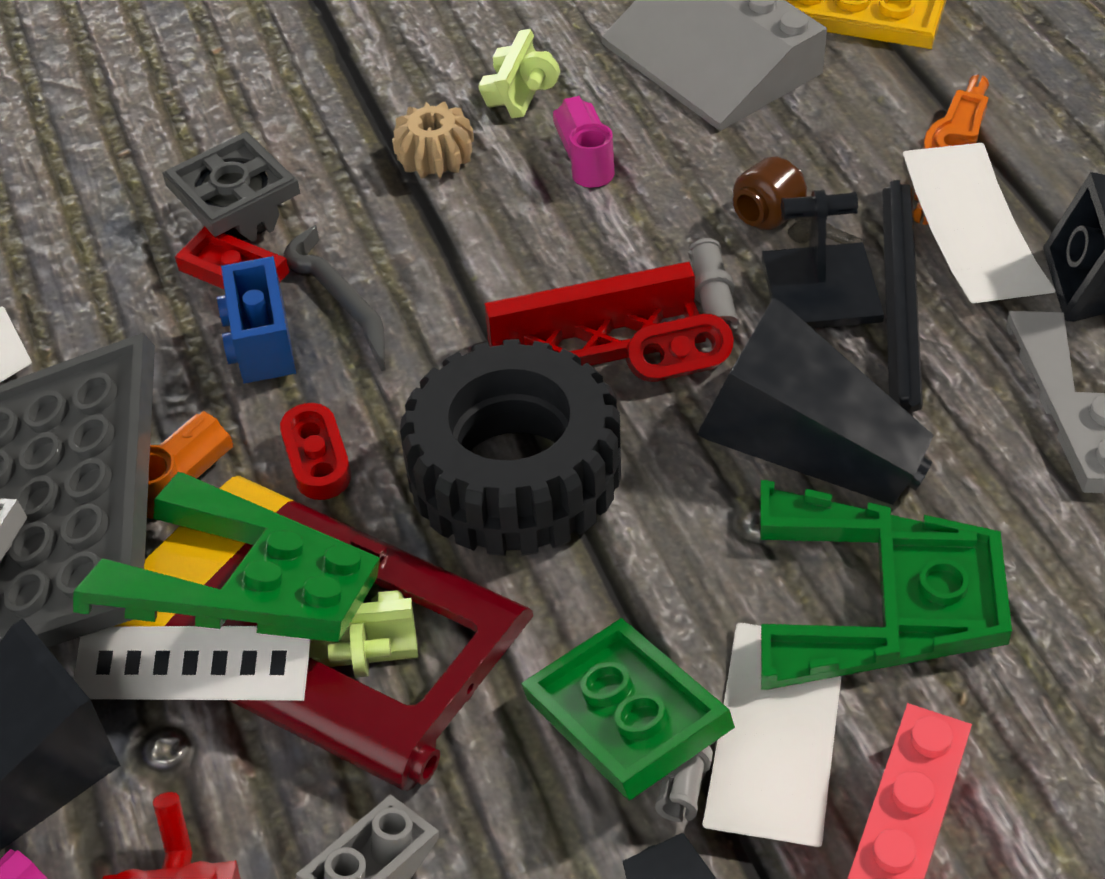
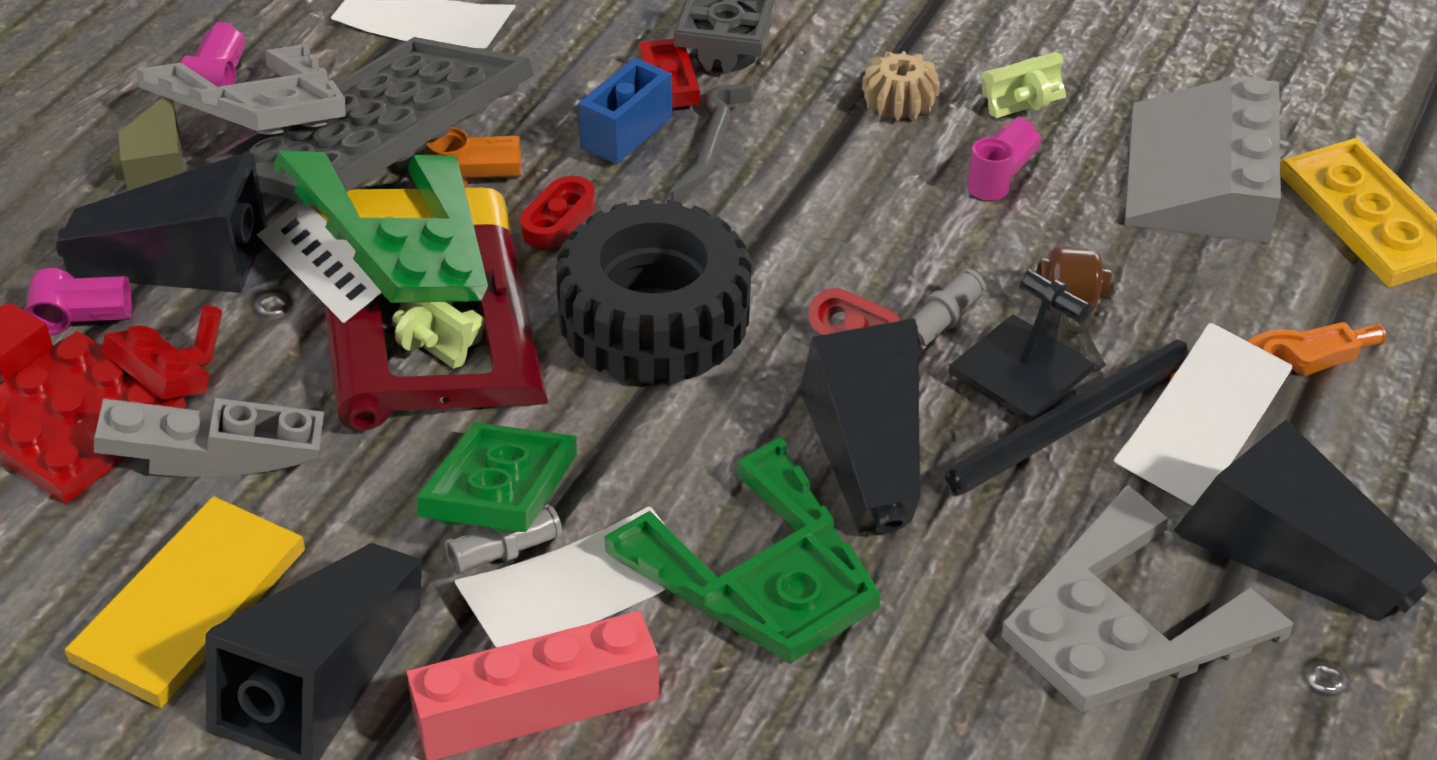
camera: 45 degrees right, 5 degrees down
(594, 310) = (835, 258): red fence -> none

